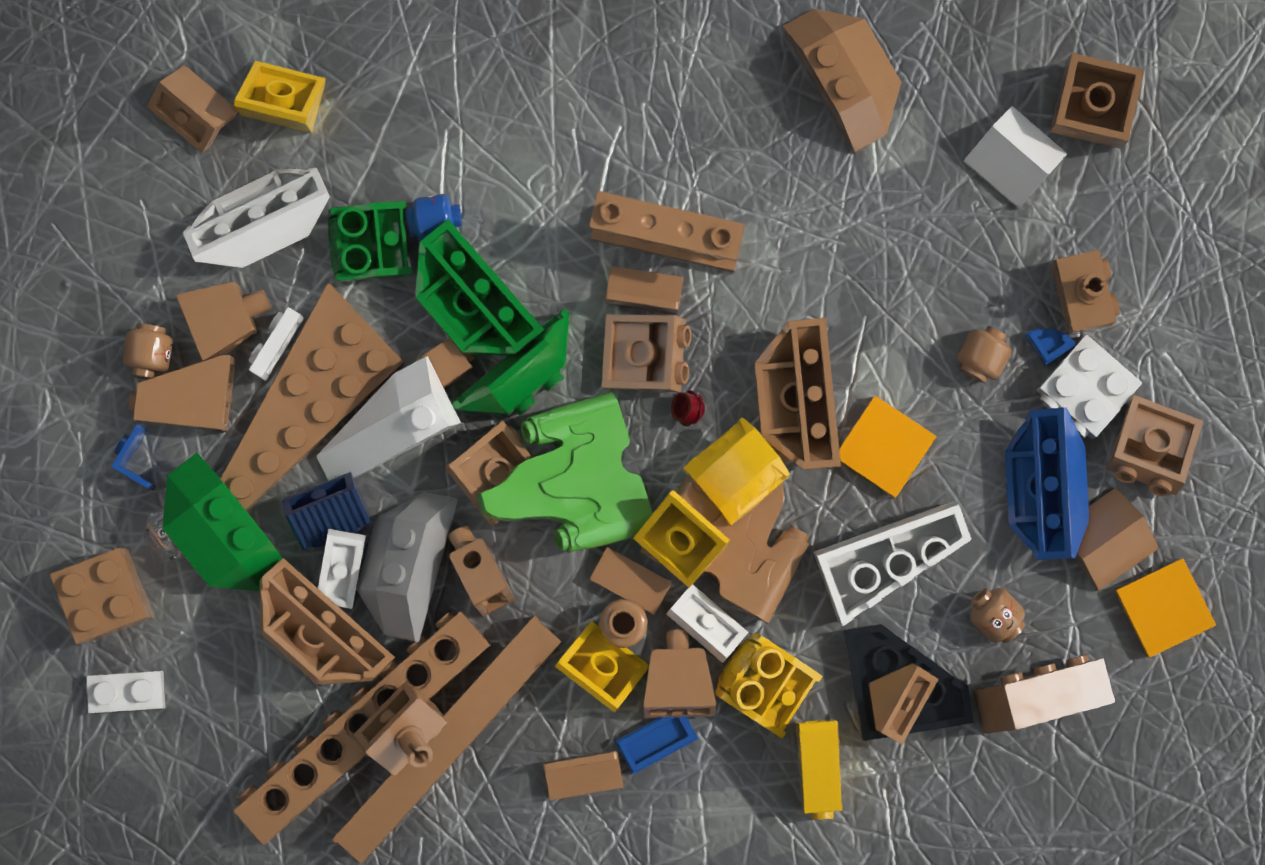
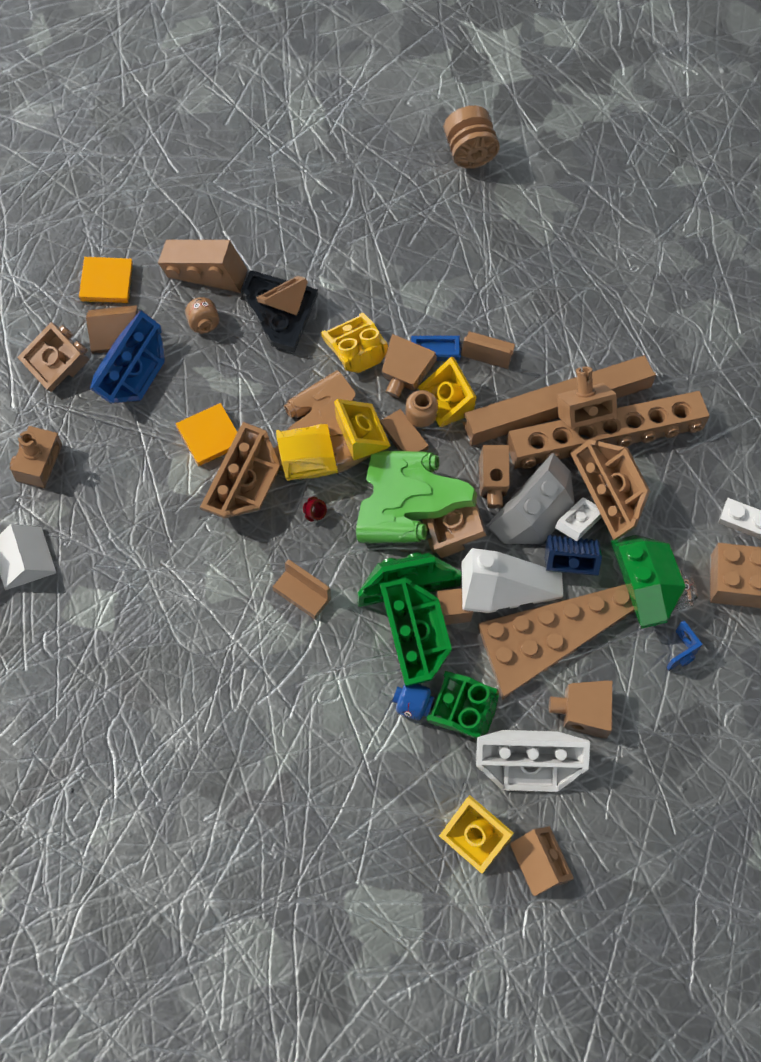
camera: 160 degrees left, 20 degrees down
(147, 351) = (646, 711): medium nougat head -> none
(188, 396) = (633, 668): medium nougat slope -> none
(283, 330) = (548, 679): white plate -> none
(645, 353) = (323, 551): medium nougat plate -> none
(666, 231) = (268, 607): medium nougat fence -> none
(707, 623) = (371, 387): white plate -> none
(819, 768) = (349, 288): yellow slope -> none
(847, 72) = (91, 661): medium nougat wedge -> none
(882, 560) = (243, 369): white wedge -> none
(984, 354) = (118, 452): medium nougat head -> none
(1049, 343) = (75, 443): blue tile -> none
(1090, 387) = (70, 407): white plate -> none

